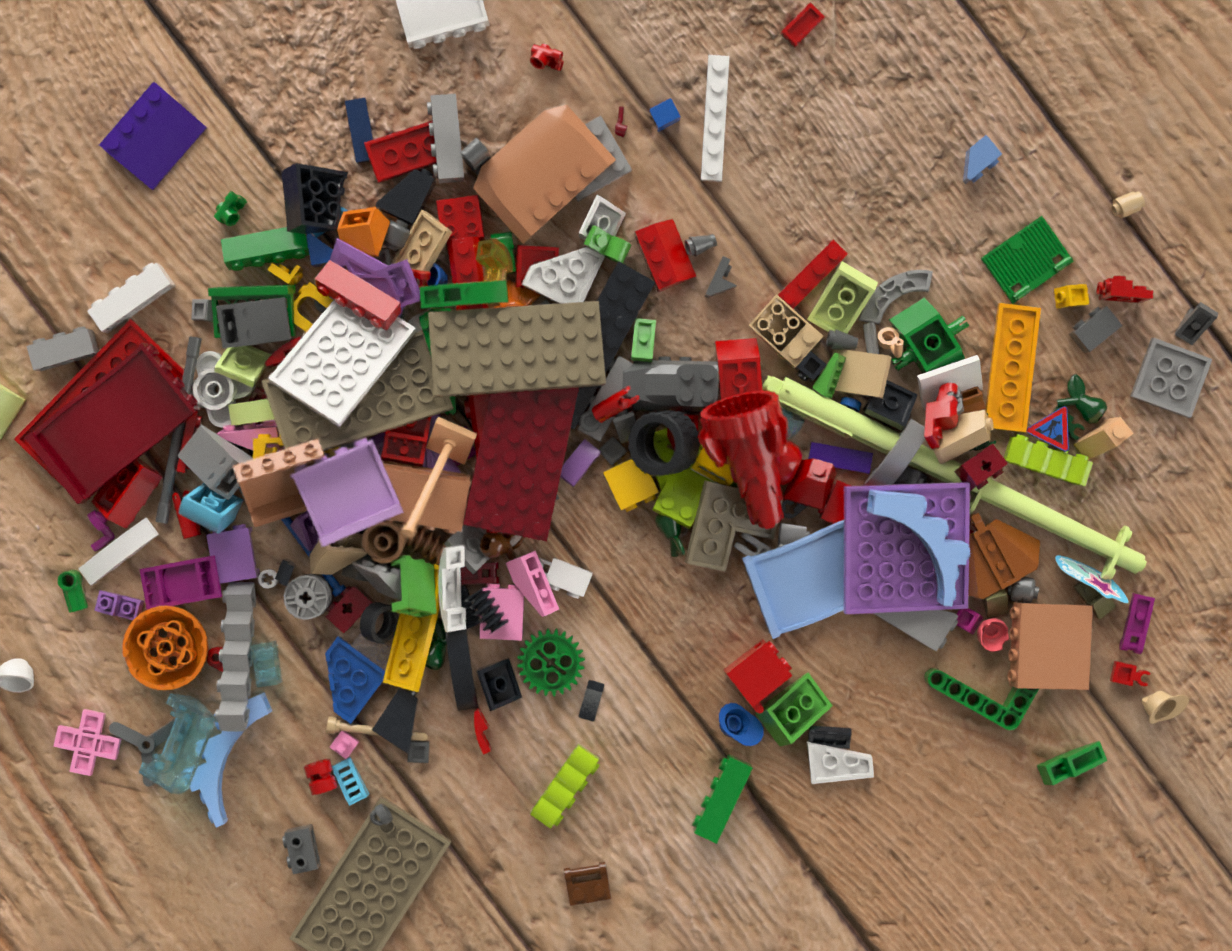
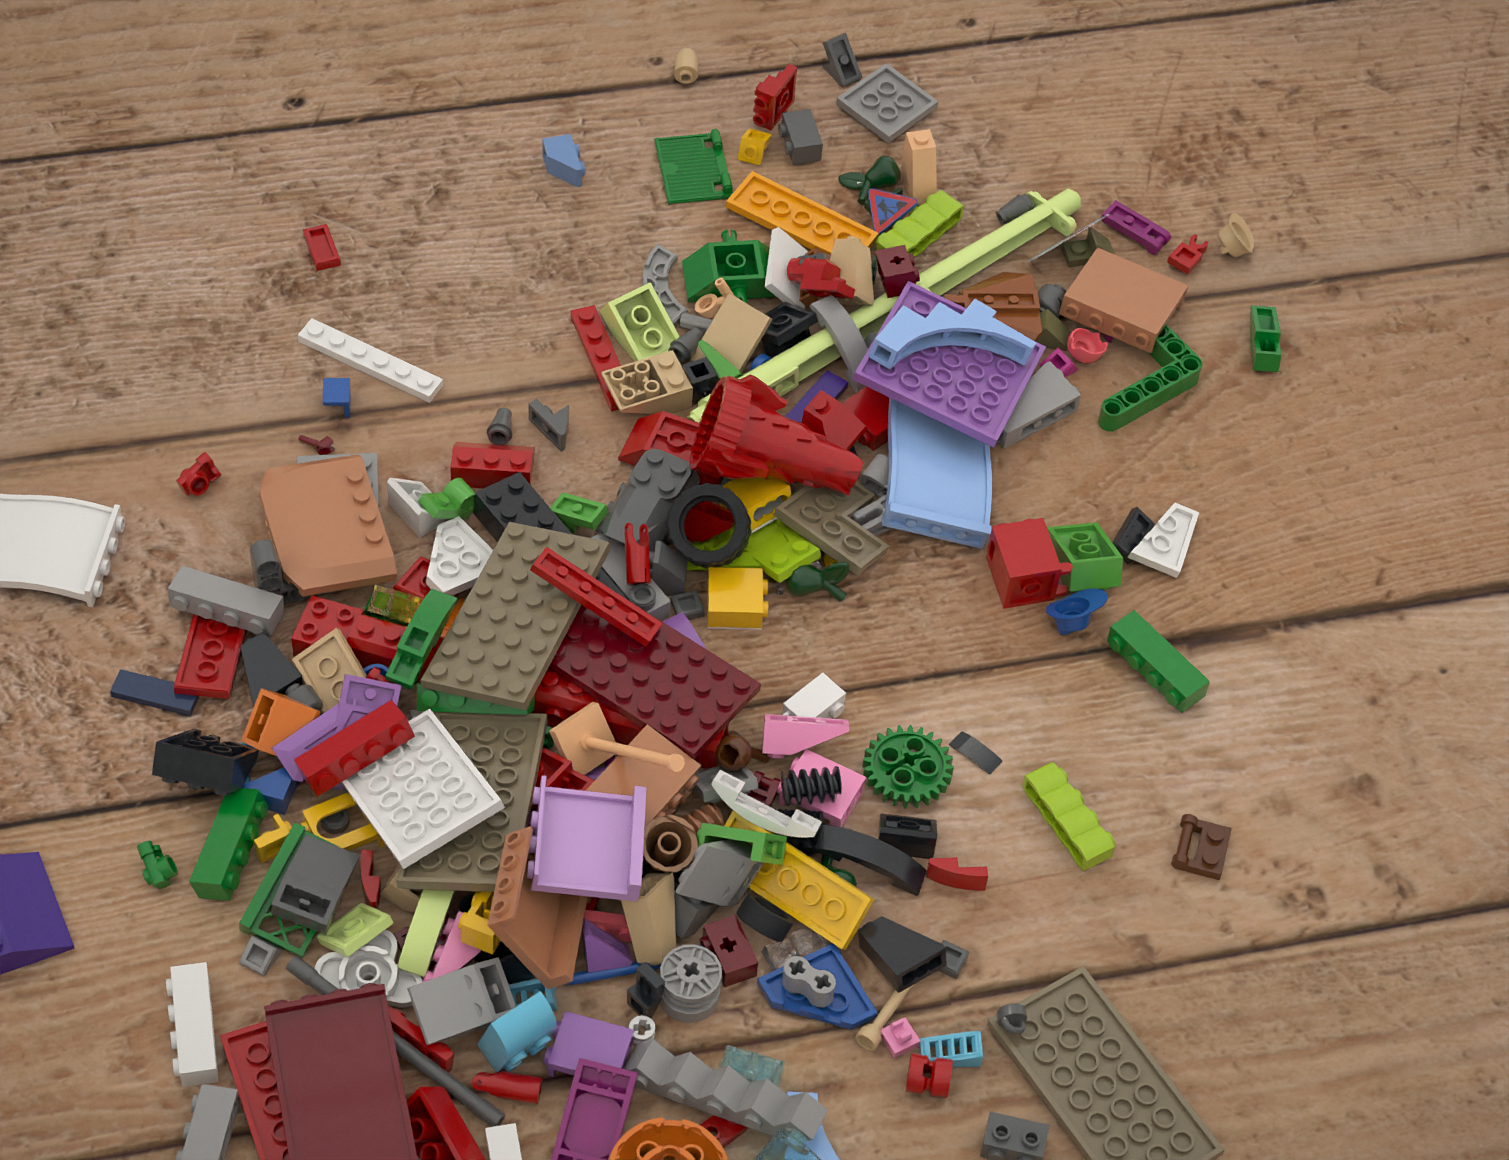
camera: 70 degrees left, 35 degrees down
(344, 673) = (810, 982): none -> light grey axle
(546, 399) = (596, 596): none -> red plate
(1107, 524) = (1014, 208): none -> dark grey cone

